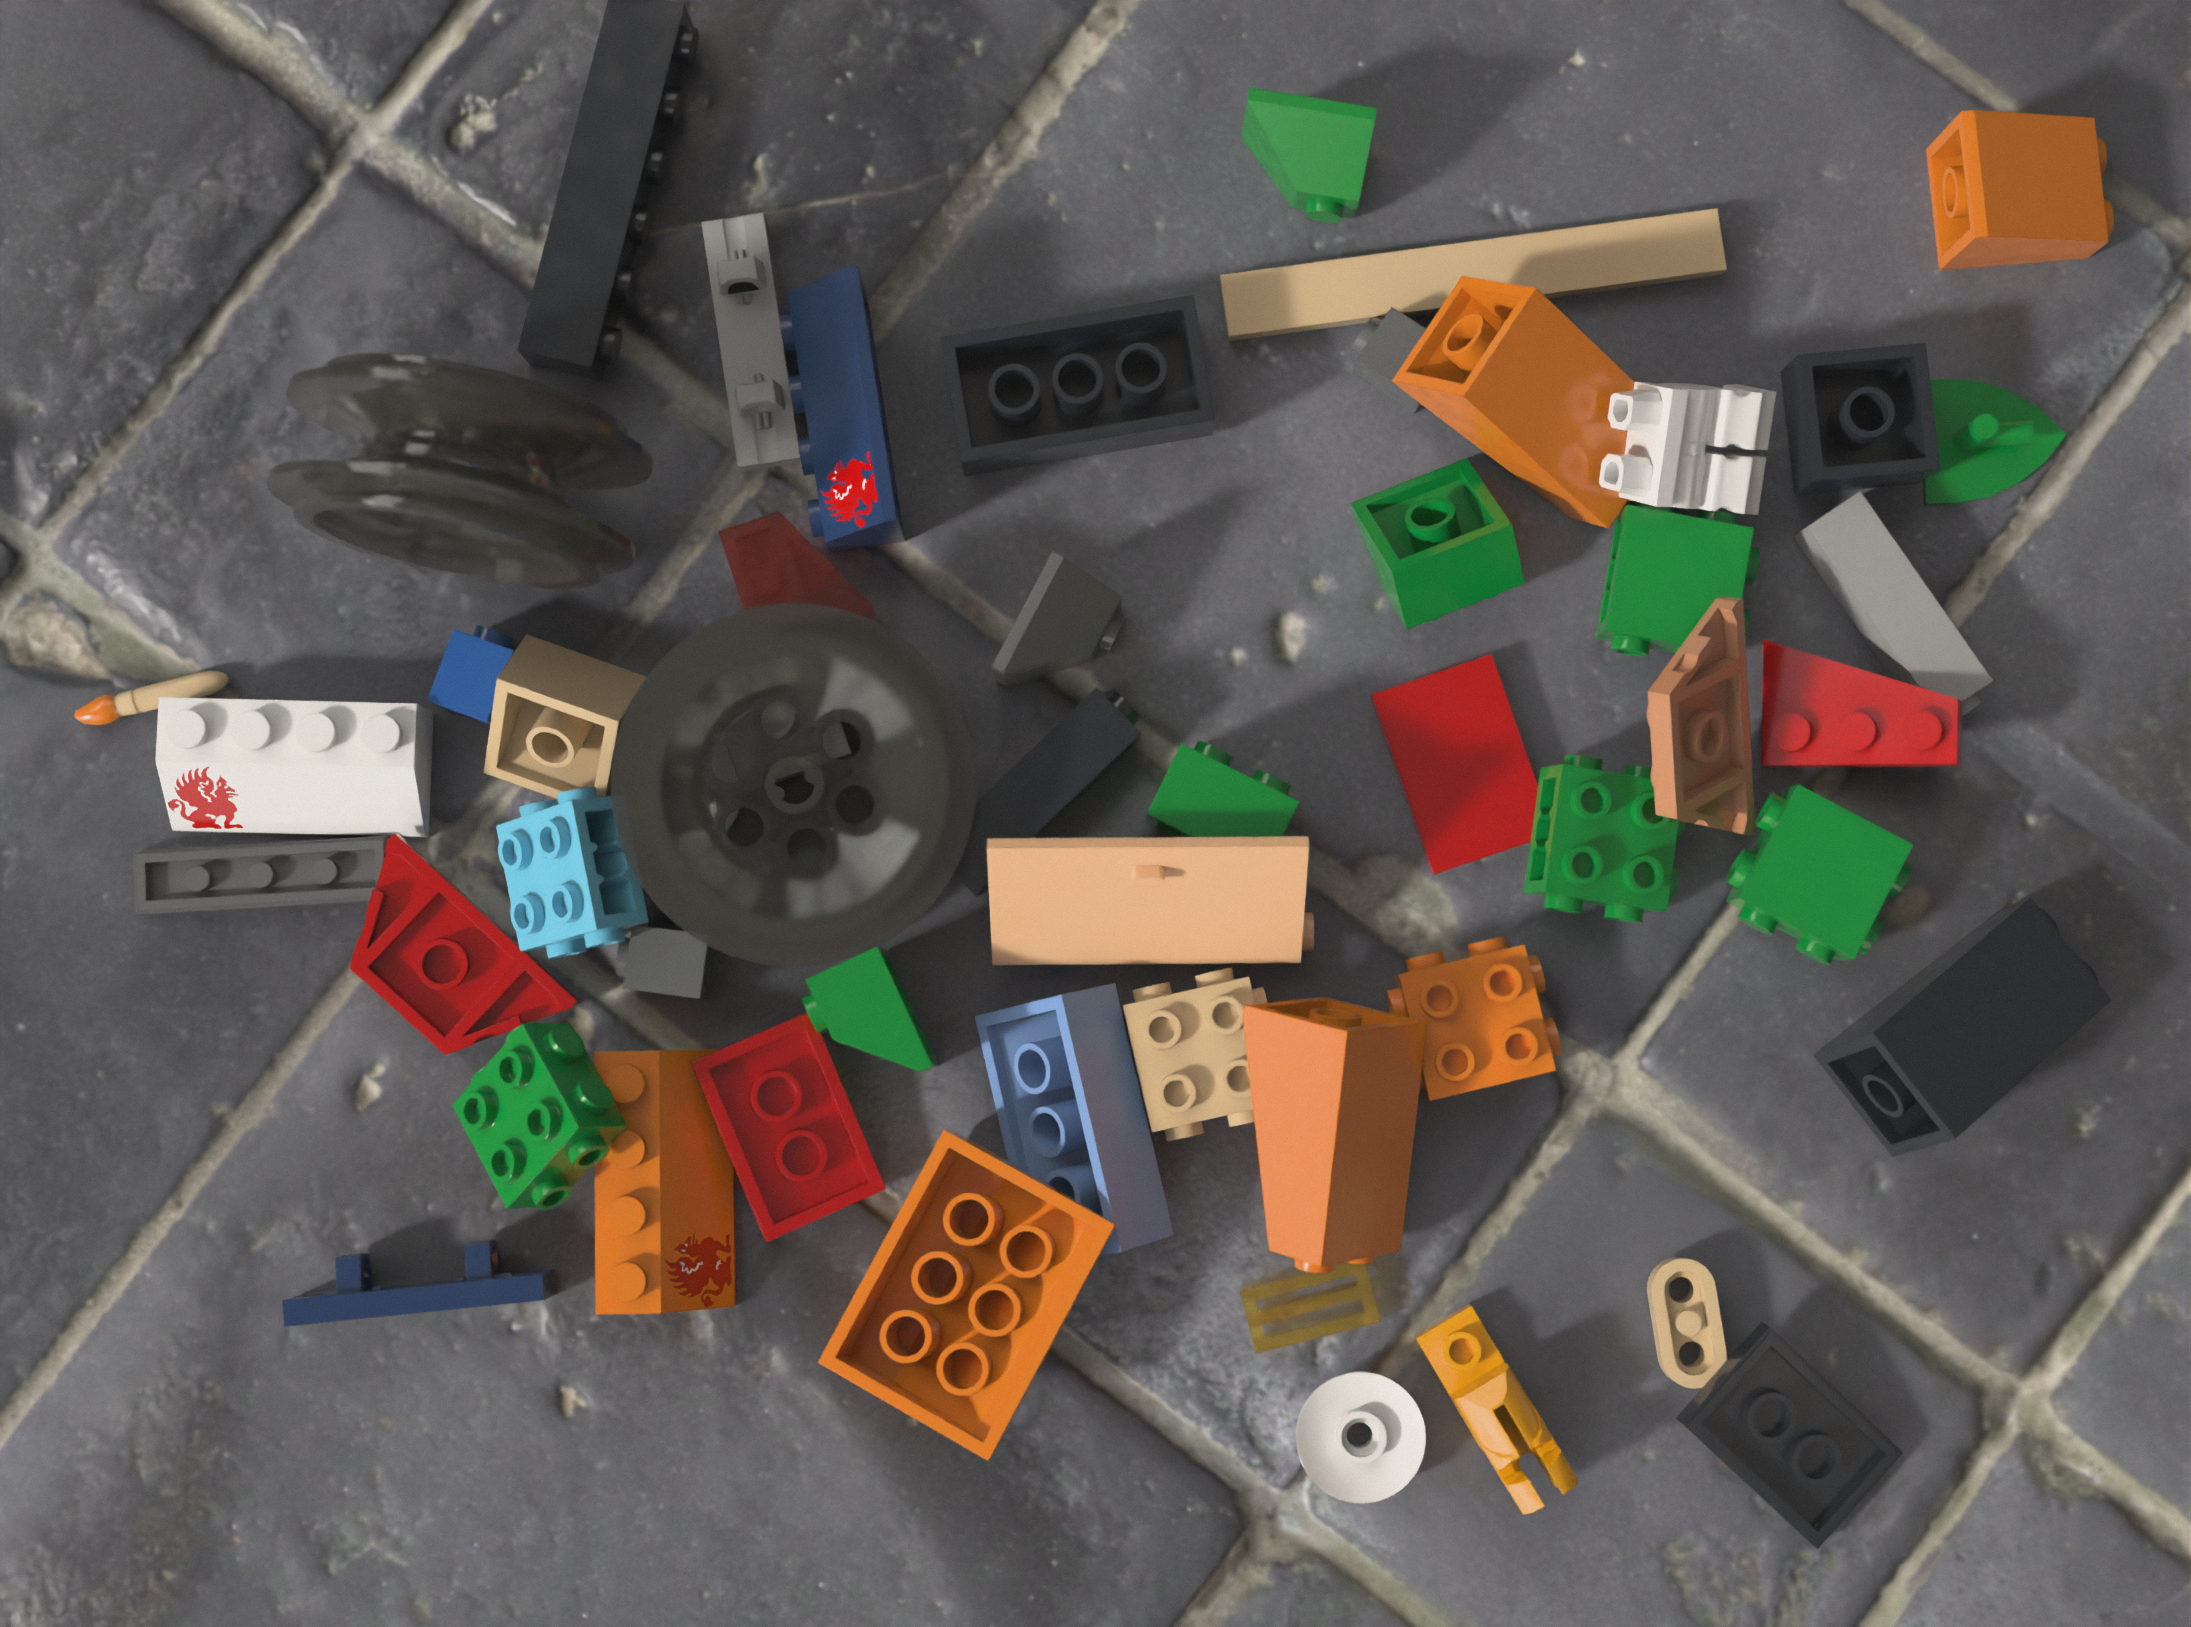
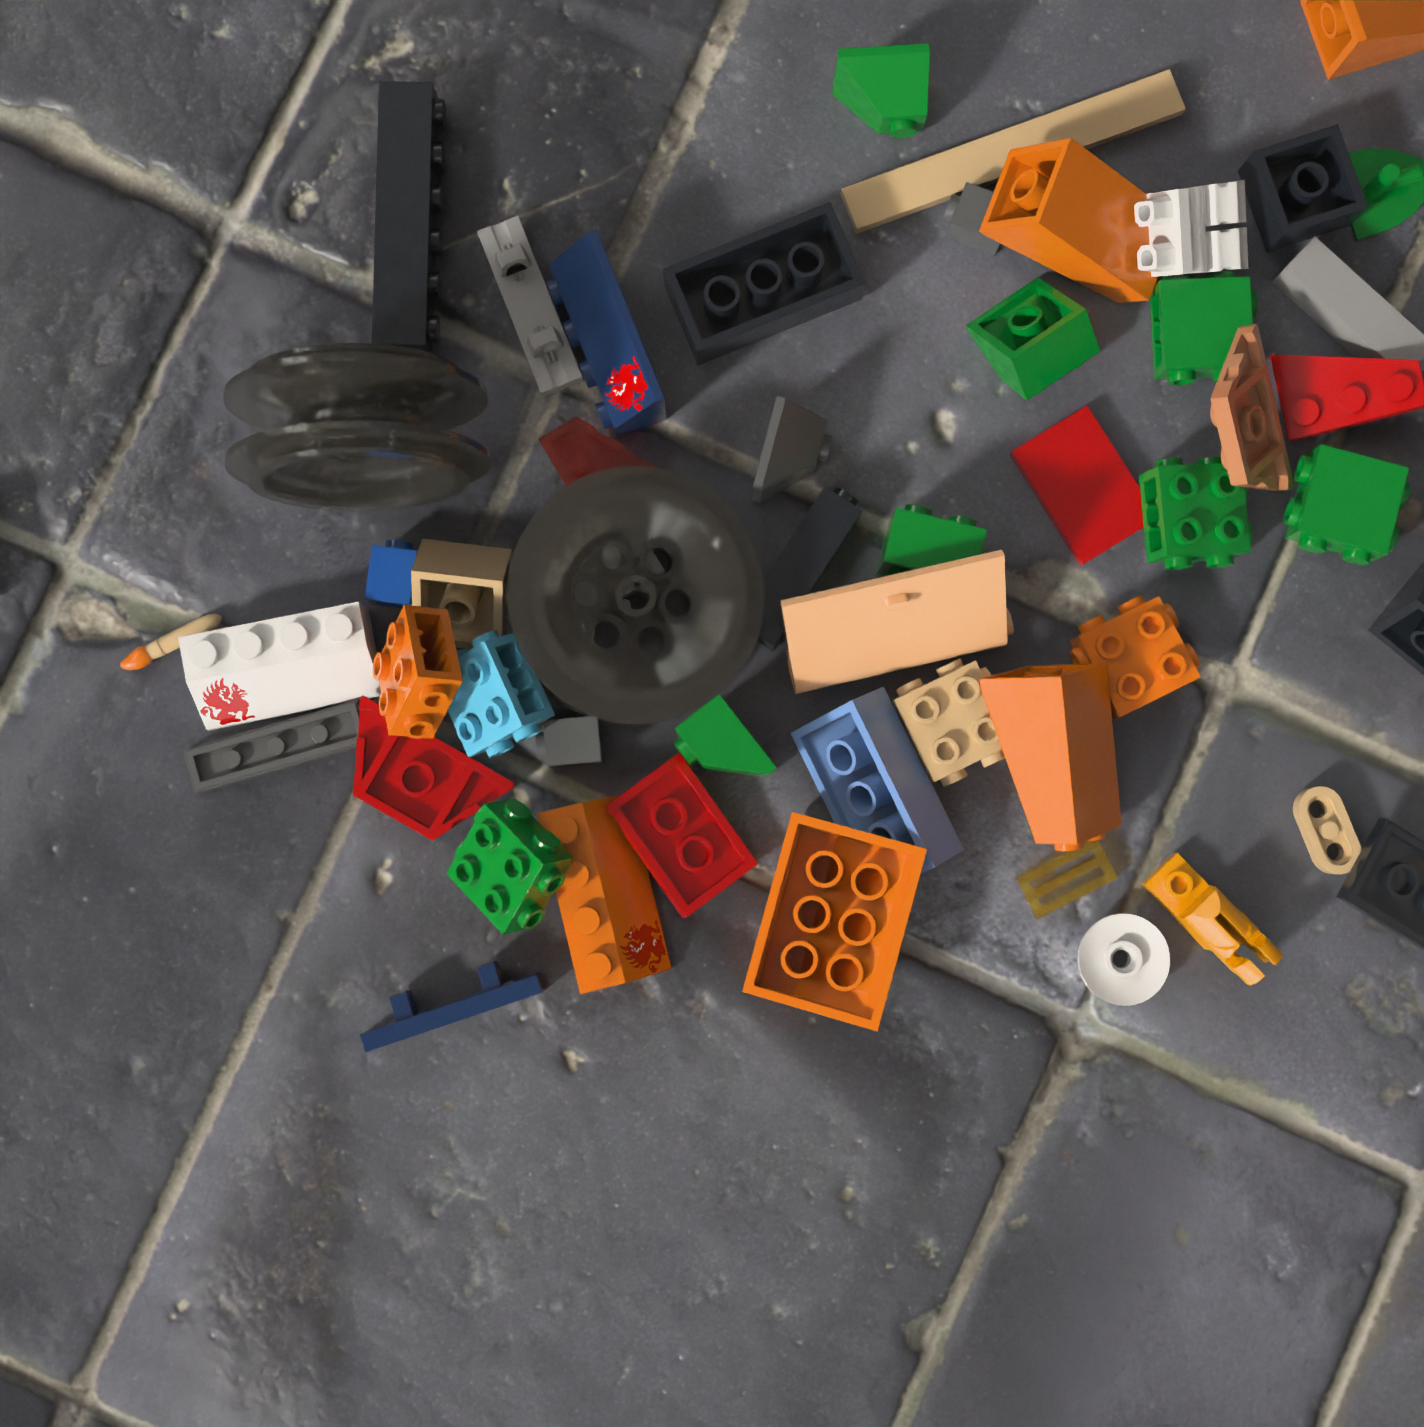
camera: 15 degrees left, 0 degrees up
(473, 820) = (417, 672): none -> orange brick

